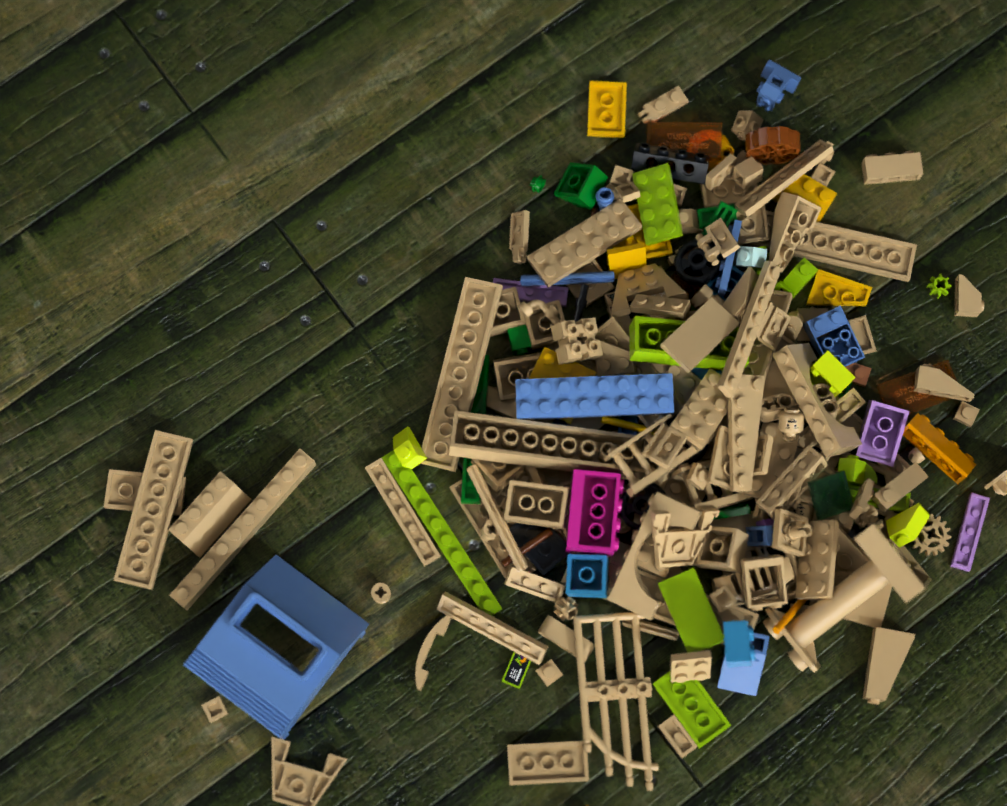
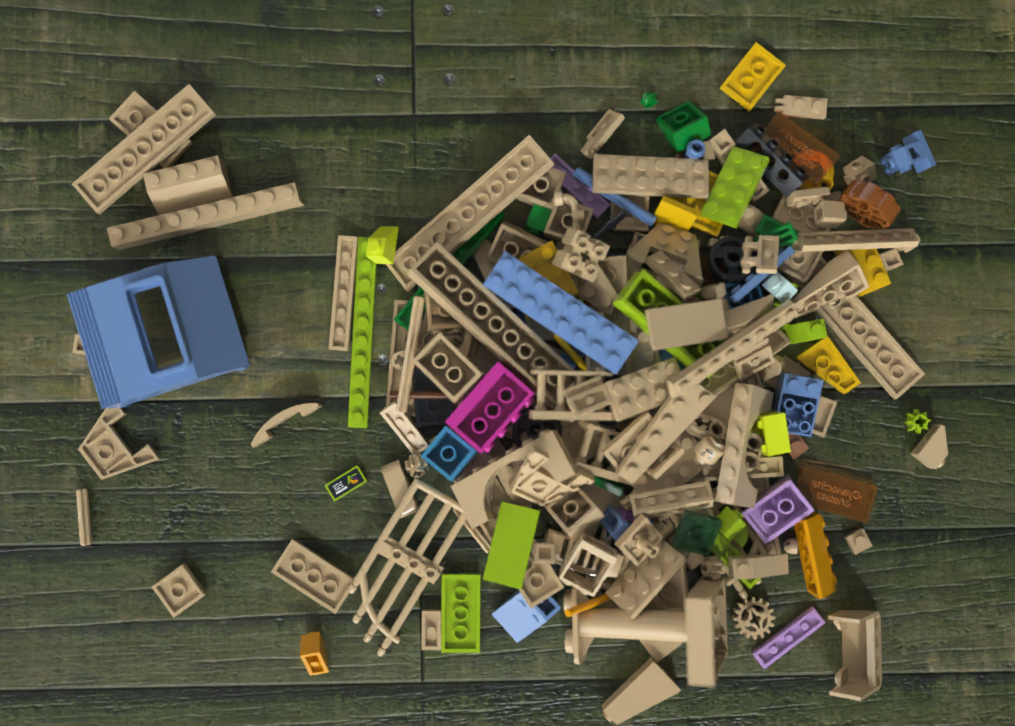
camera: 35 degrees right, 10 degrees up
(383, 595) = (282, 344): tan wheel -> none
(492, 628) = (346, 438): tan plate -> none
(549, 672) = (367, 505): tan plate -> none
(627, 192) = (717, 158): tan plate -> none
(690, 666) = (483, 589): tan plate -> none
(697, 476) = (597, 440): tan plate -> none
(738, 643) = (526, 603): dark azure brick -> none
(861, 500) = (720, 554): tan plate -> none
(892, 167) = (953, 294): tan brick -> none
(907, 524) = (741, 600): neon yellow slope -> none
(937, 383) = (855, 502): tan slope -> none

